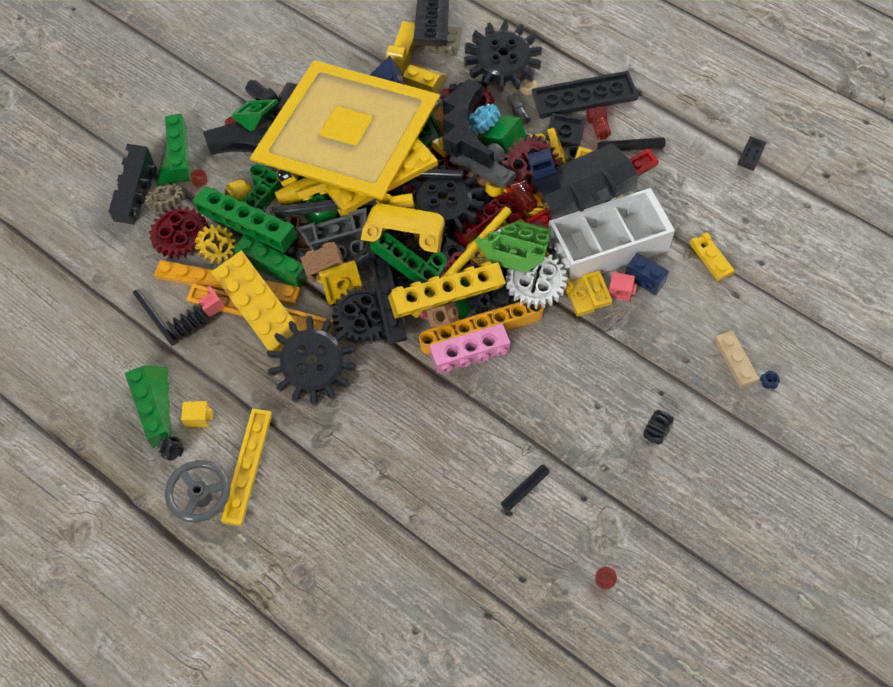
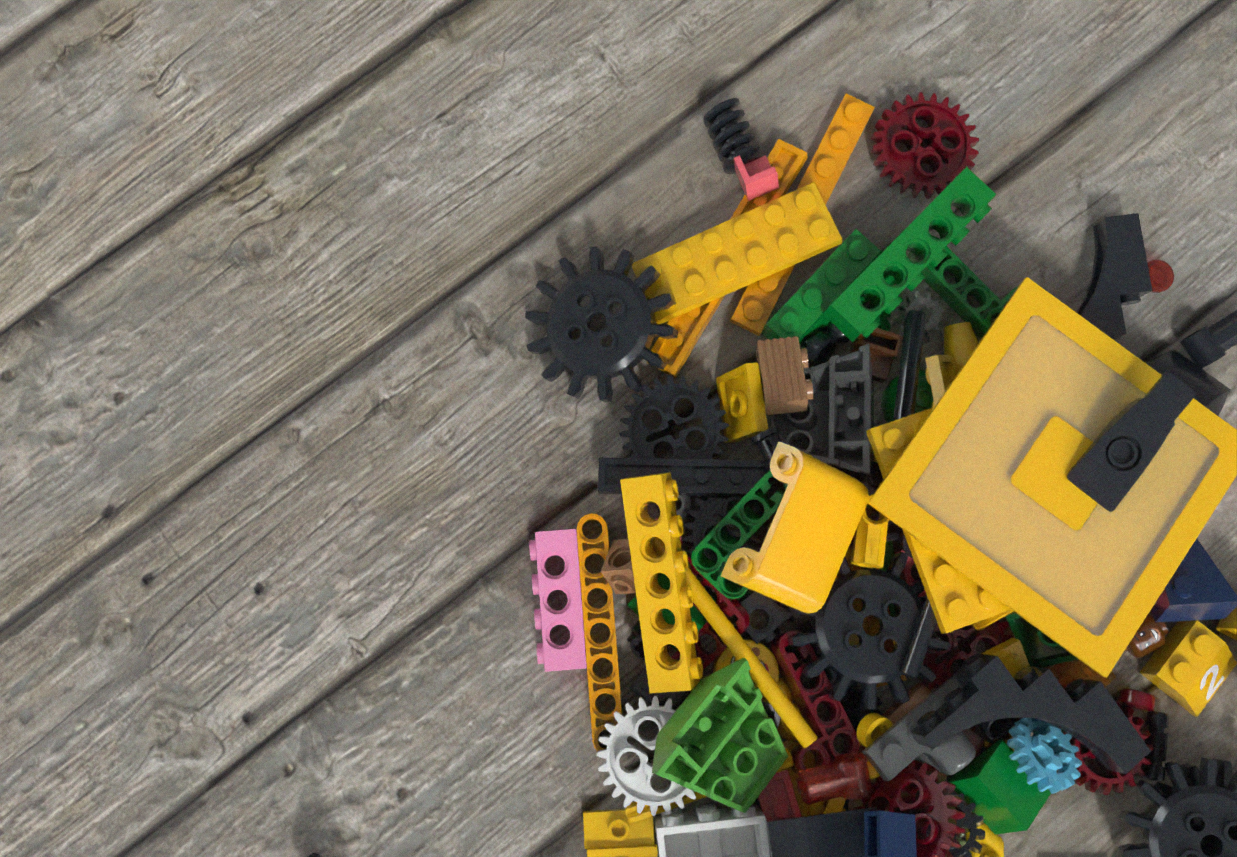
camera: 100 degrees right, 20 degrees up
(132, 184) = (1044, 76): black wedge -> none
(150, 394) = (597, 60): green wedge -> none
(155, 317) = (771, 82): black bar -> none
(165, 197) = (1003, 129): dark tan gear -> none
(170, 448) = (507, 80): black gear -> none
(175, 157) = (1098, 162): green wedge -> none
(196, 414) = (557, 127): yellow brick -> none
(198, 173) = (1042, 187): clear red bush -> none
(198, 491) = (412, 107): dark grey piece -> none
(210, 249) = (882, 217): yellow gear -> none
(238, 189) = (990, 259): yellow head -> none
(246, 467) = (447, 192): yellow plate -> none
(254, 113) = (1164, 313): green slope -> none
(325, 102) = (1130, 442): none -> black piece
(518, 108) = (1077, 839): dark grey pin -> none
(525, 487) = (288, 625): black axle -> none
(605, 578) = (104, 710): clear red tile -> none

